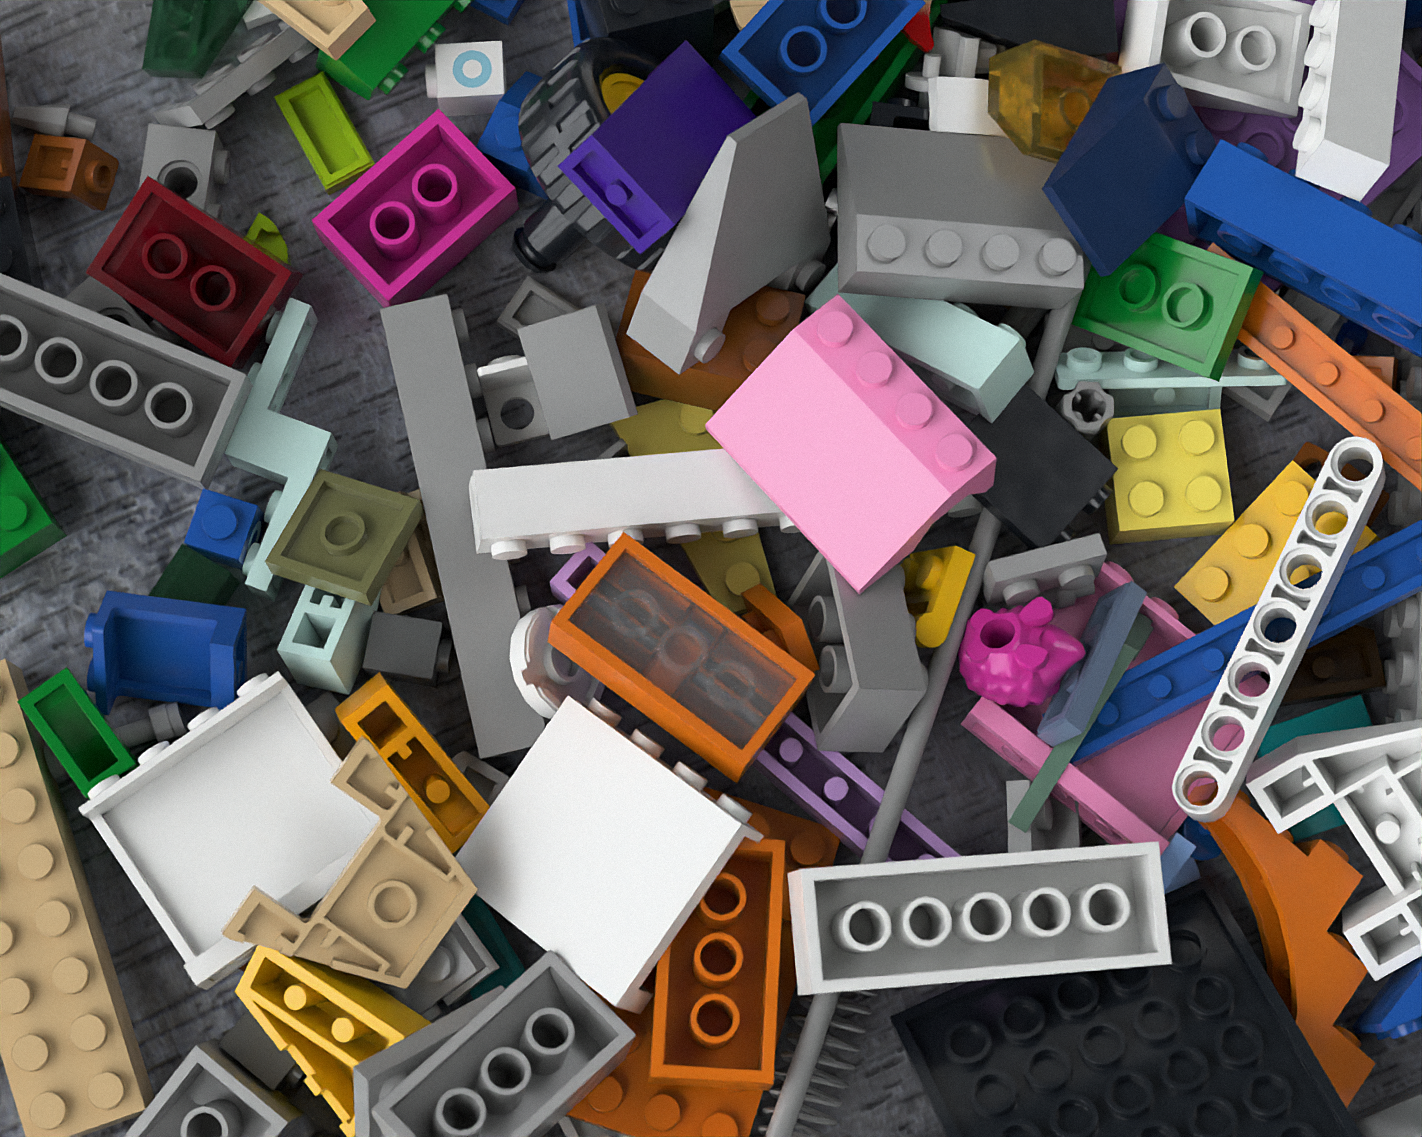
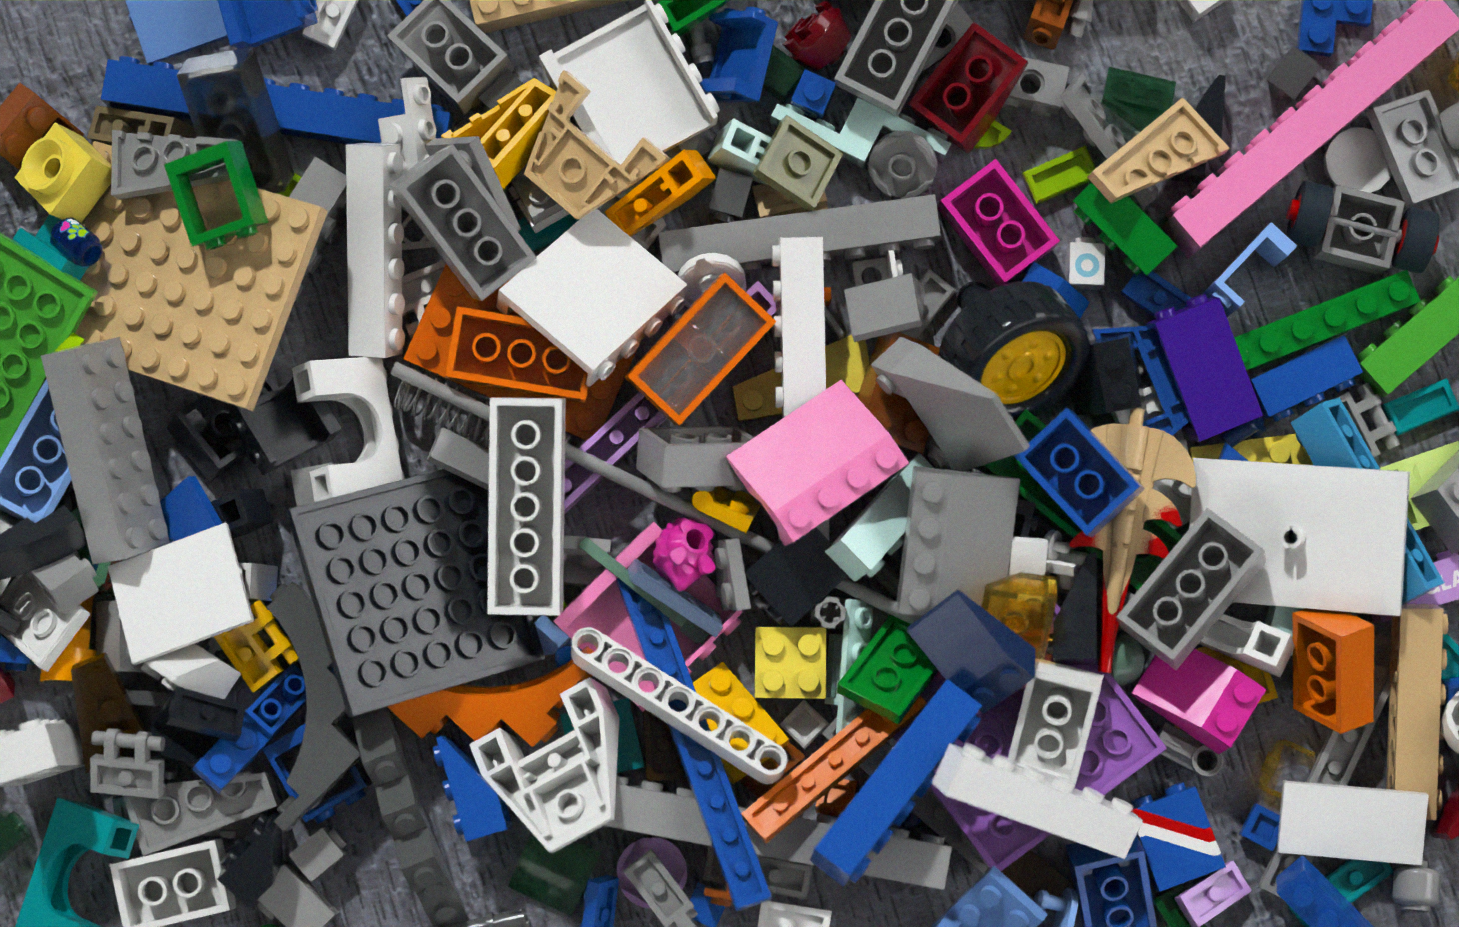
camera: 95 degrees right, 5 degrees up
(127, 528) = (818, 38): none -> dark red cone
(330, 373) = (903, 164): none -> light grey tile
(657, 147) = (1009, 364): dark purple panel -> none
(778, 624) = (714, 412): orange plate -> none
(897, 1043) = (461, 457): none -> light grey tile
(1256, 449) = (804, 724): none -> white tile

